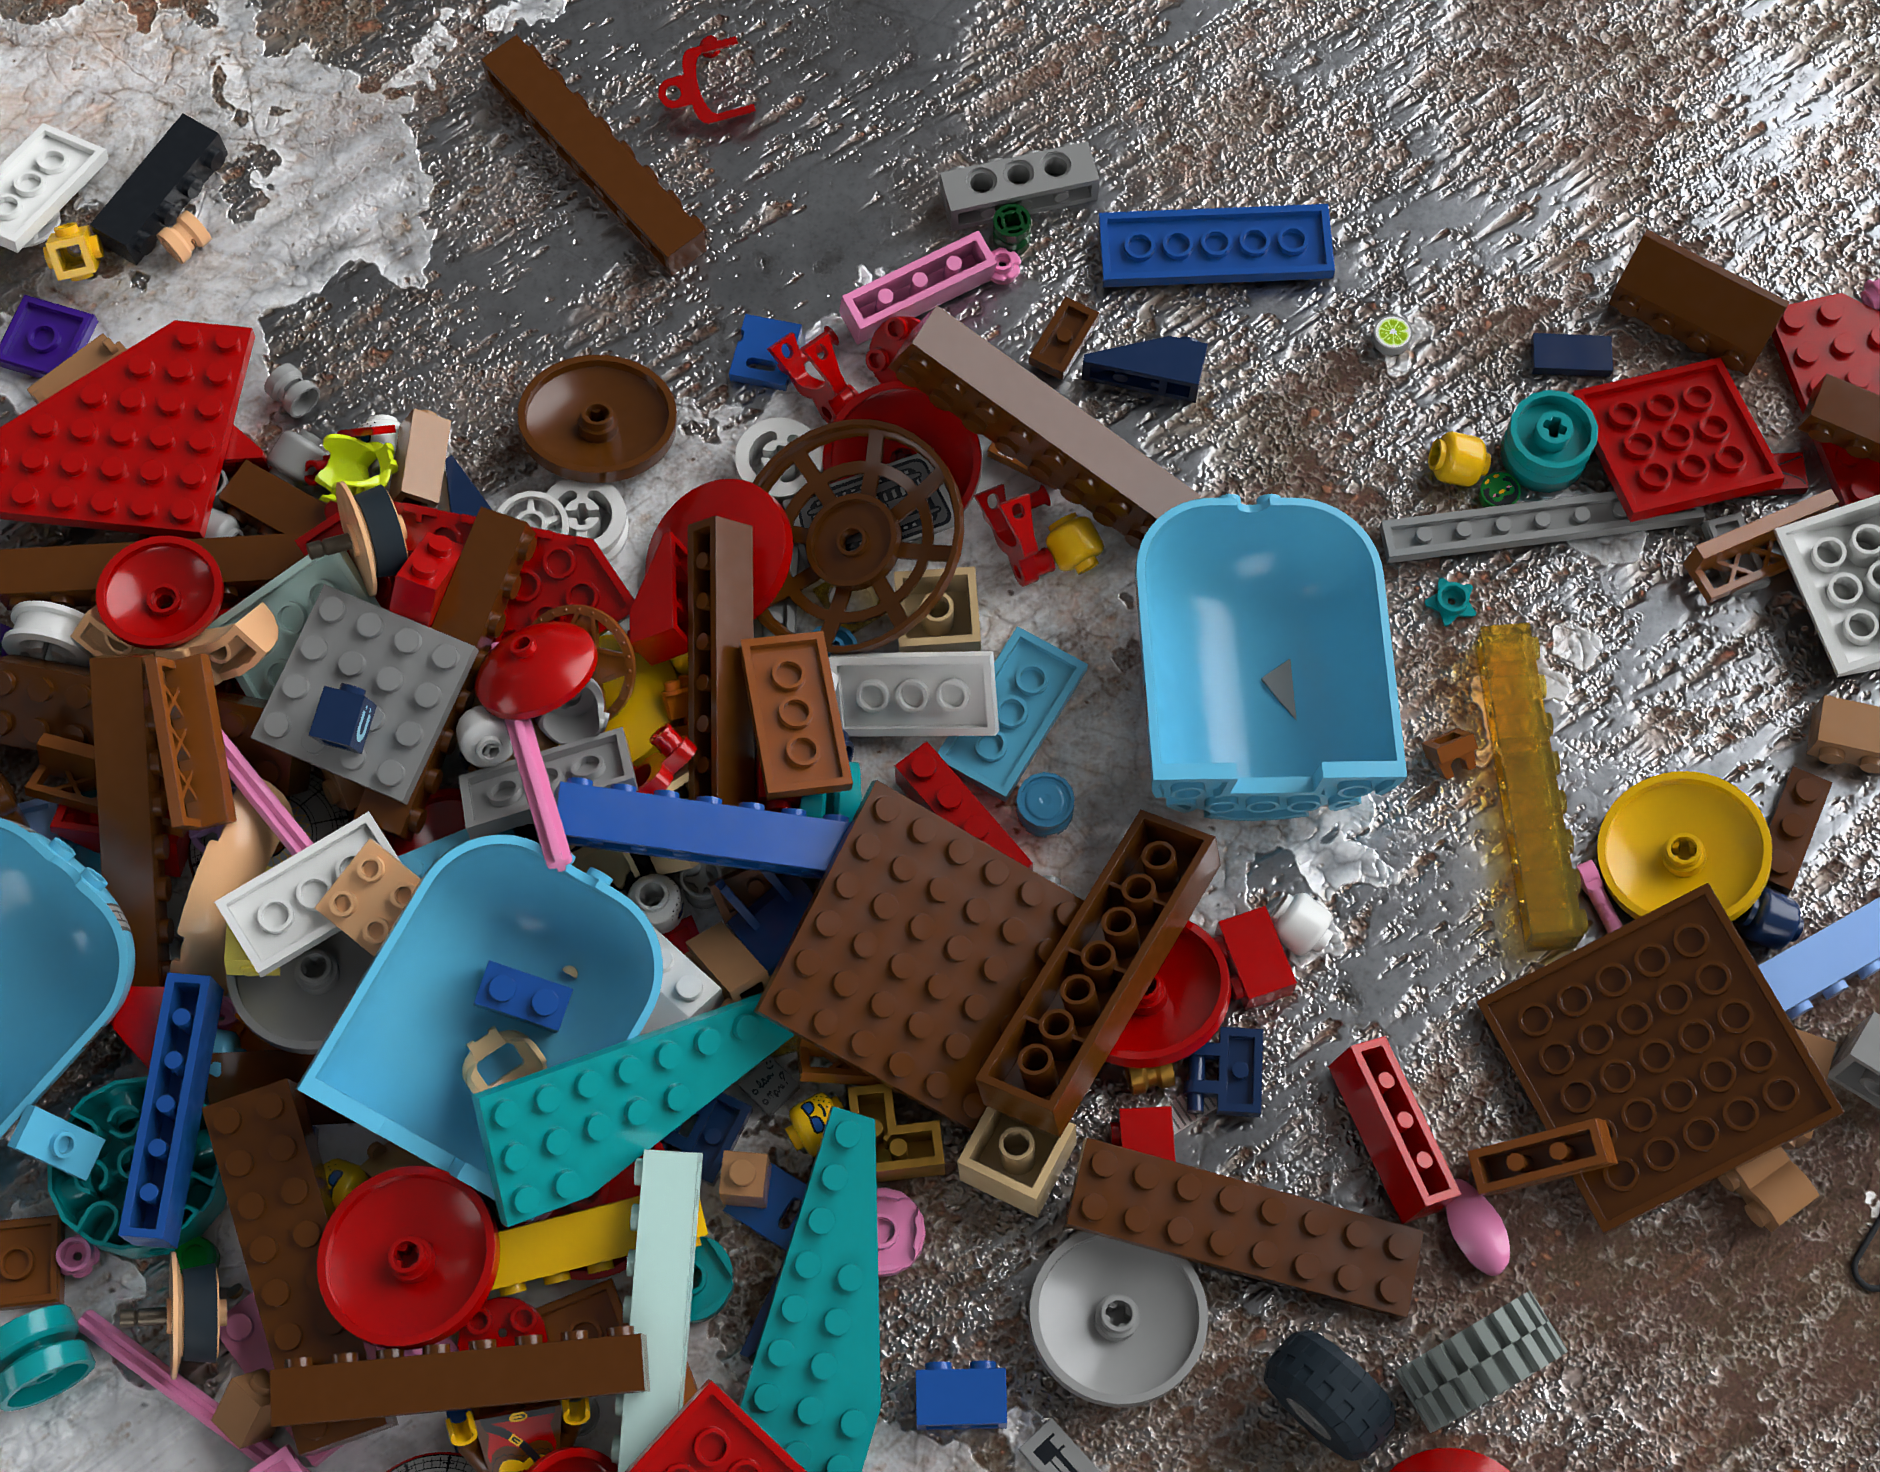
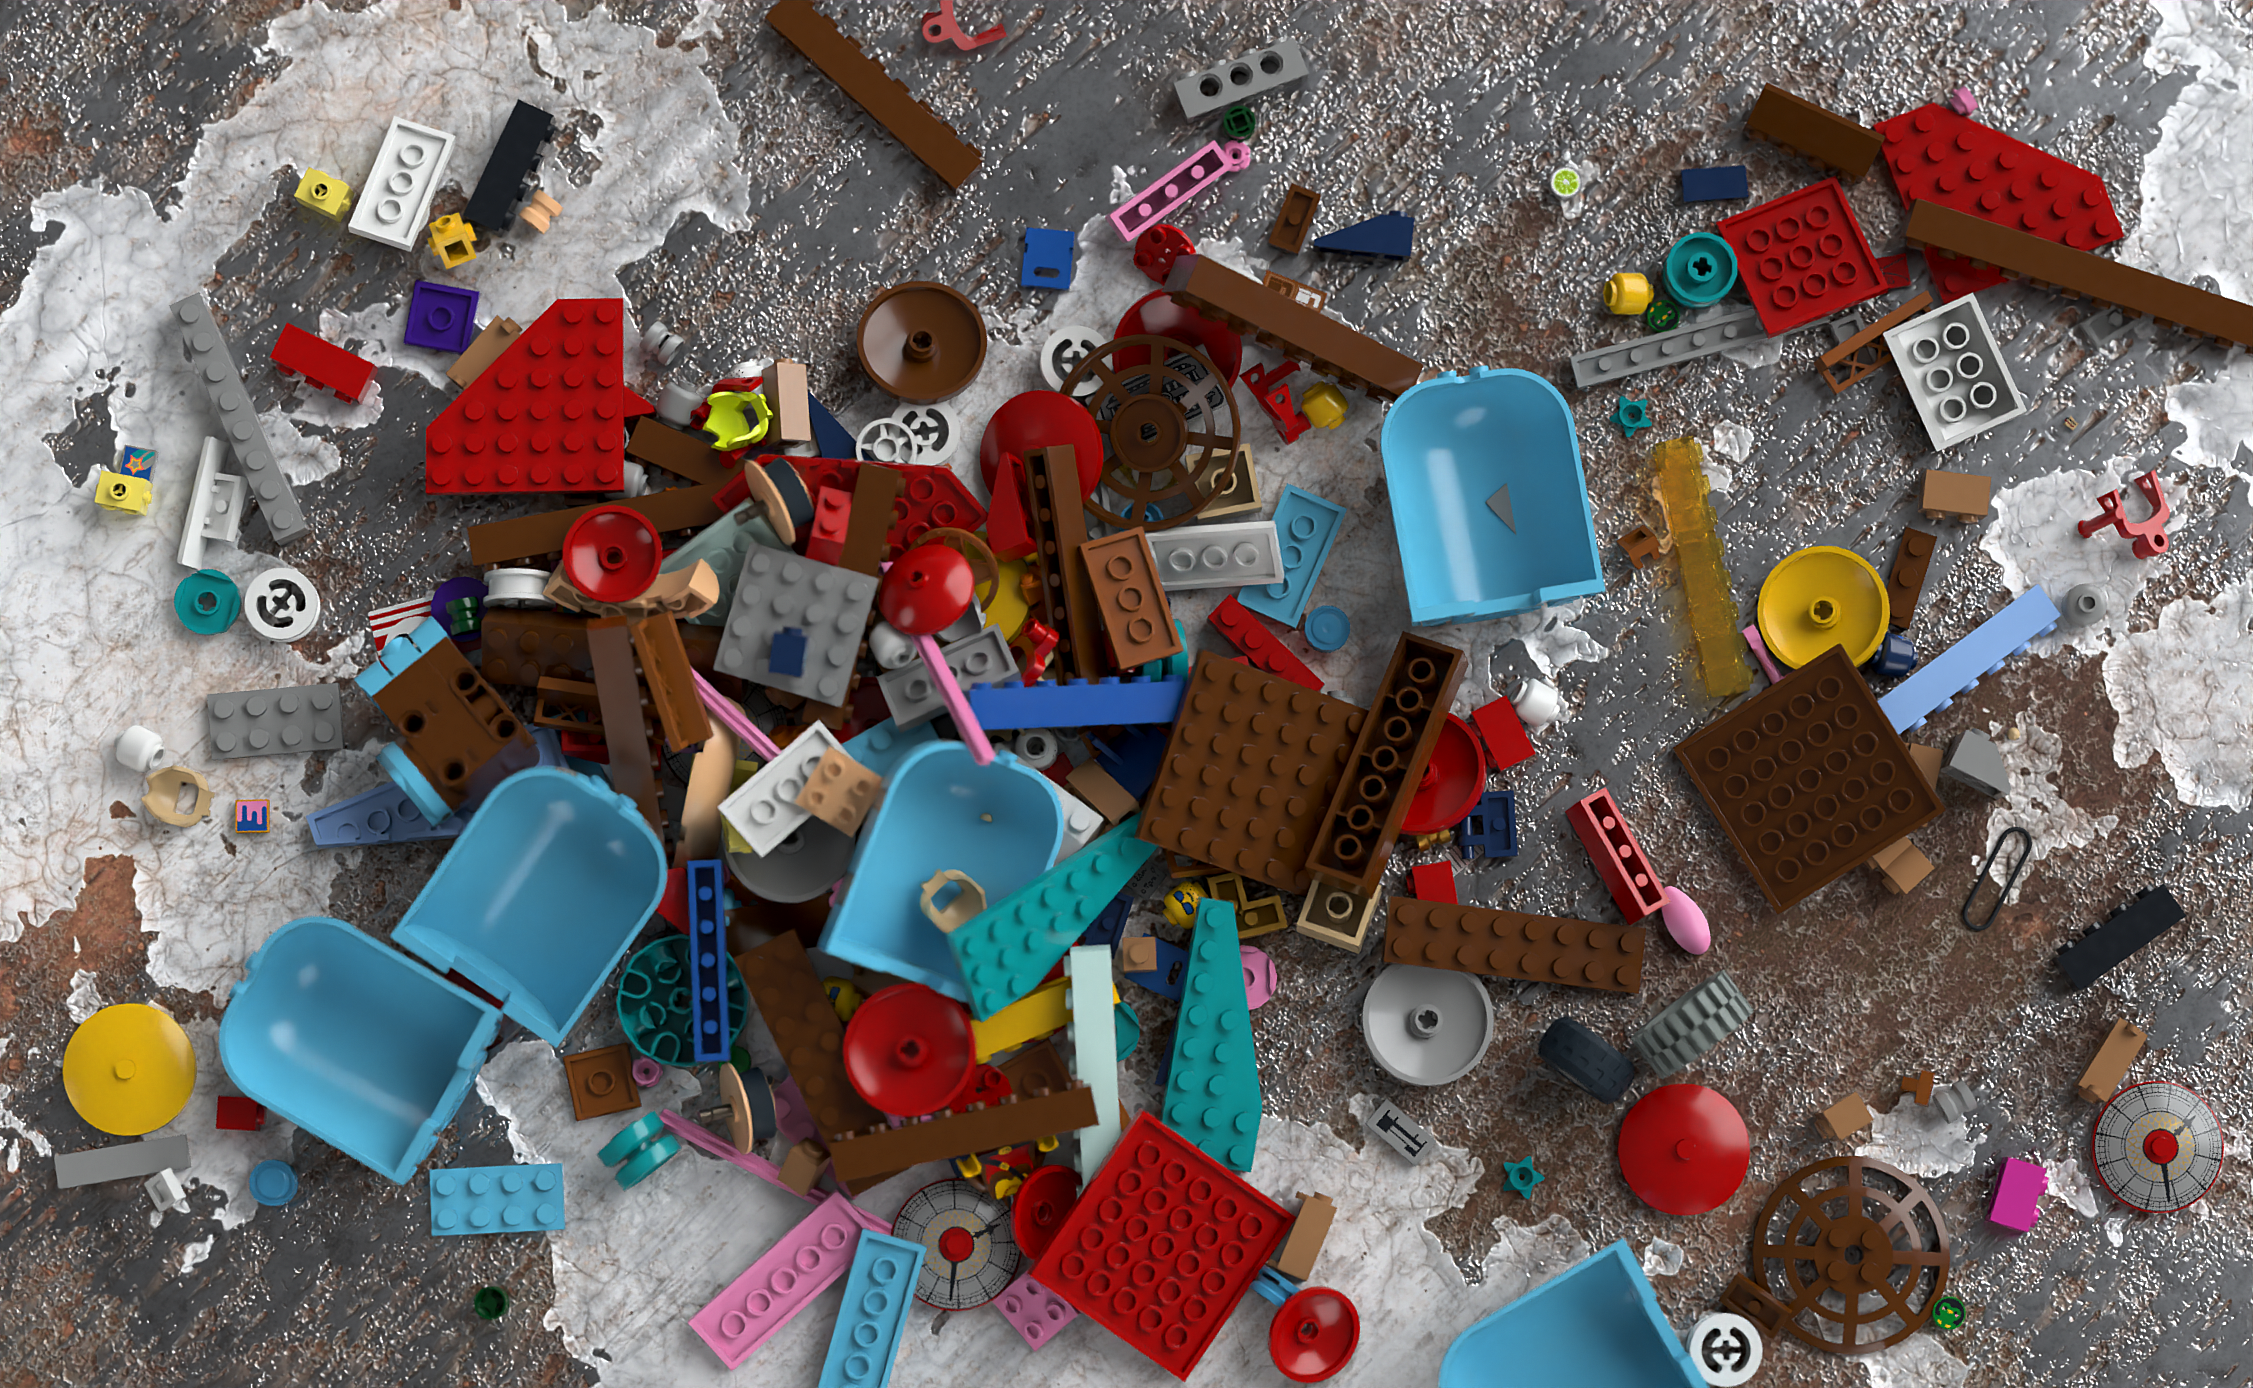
camera: 15 degrees left, 15 degrees up
(56, 1142) = (629, 997): medium azure plate -> none
(523, 996) = (958, 846): blue brick -> none
(827, 395) = (1107, 293): red piece -> none
(961, 1397) = (1319, 1093): blue brick -> none
(1216, 245) = (1411, 117): blue plate -> none
(1542, 1157) = (1728, 866): dark orange brick -> none

